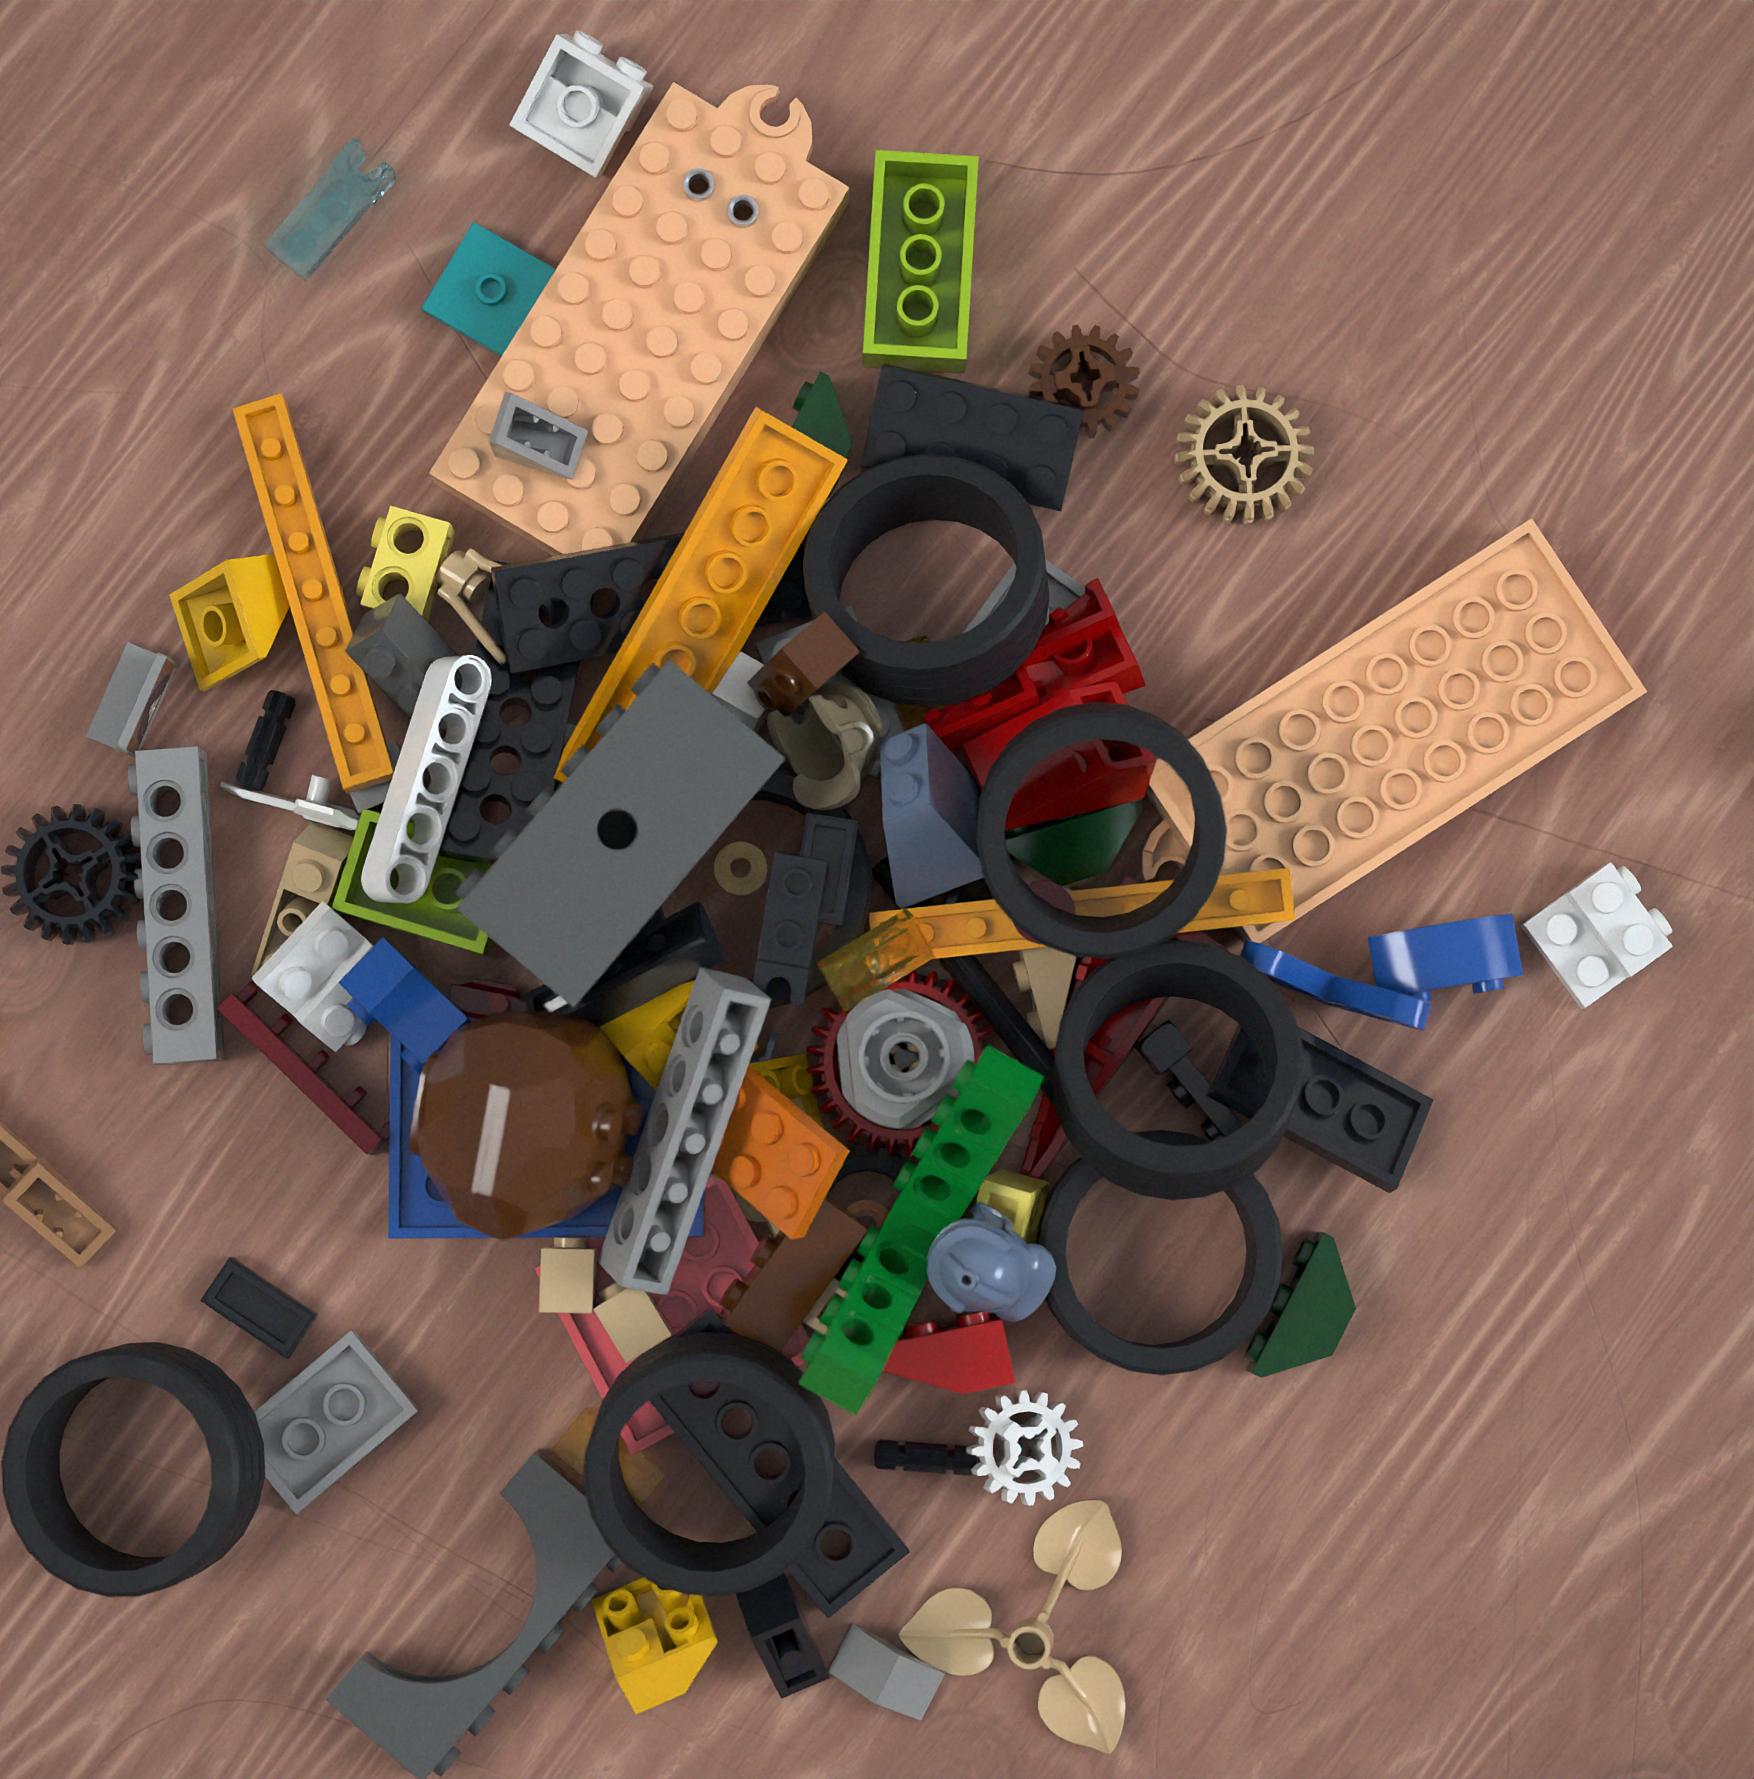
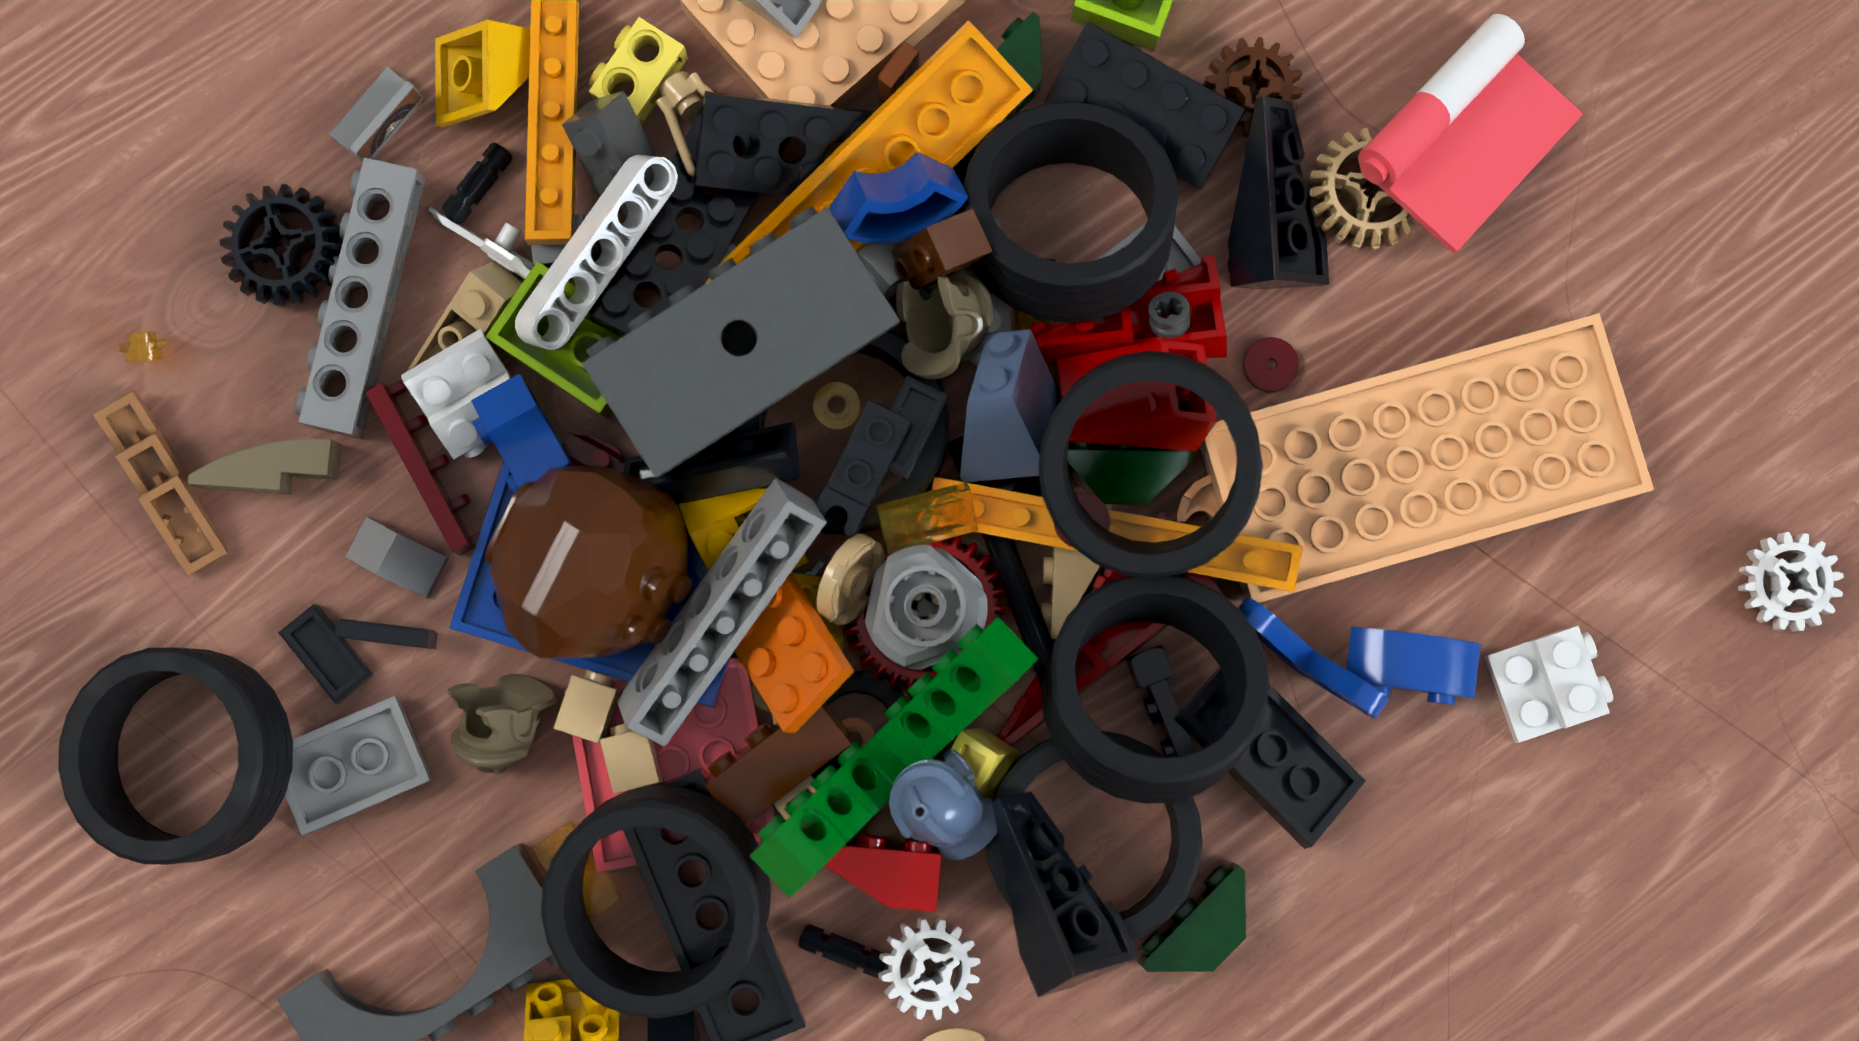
camera: 25 degrees right, 0 degrees up
(136, 1121) = (270, 466): none -> dark tan slope
(304, 1178) = (396, 557): none -> light grey slope
(320, 1265) = (386, 633): none -> black tile
(474, 1322) = (498, 721): none -> dark tan helmet
(694, 484) = (897, 71): none -> dark orange tile
(740, 626) = (898, 202): none -> blue brick
(810, 1052) = (847, 579): none -> tan tile
(1060, 650) = (1163, 305): none -> dark grey bush
(1147, 1346) = (1056, 914): none -> black wedge
(1150, 524) = (1272, 223): none -> black wedge
(1201, 662) = (1278, 351): none -> dark red wheel
(1334, 365) = (1469, 135): none -> coral door

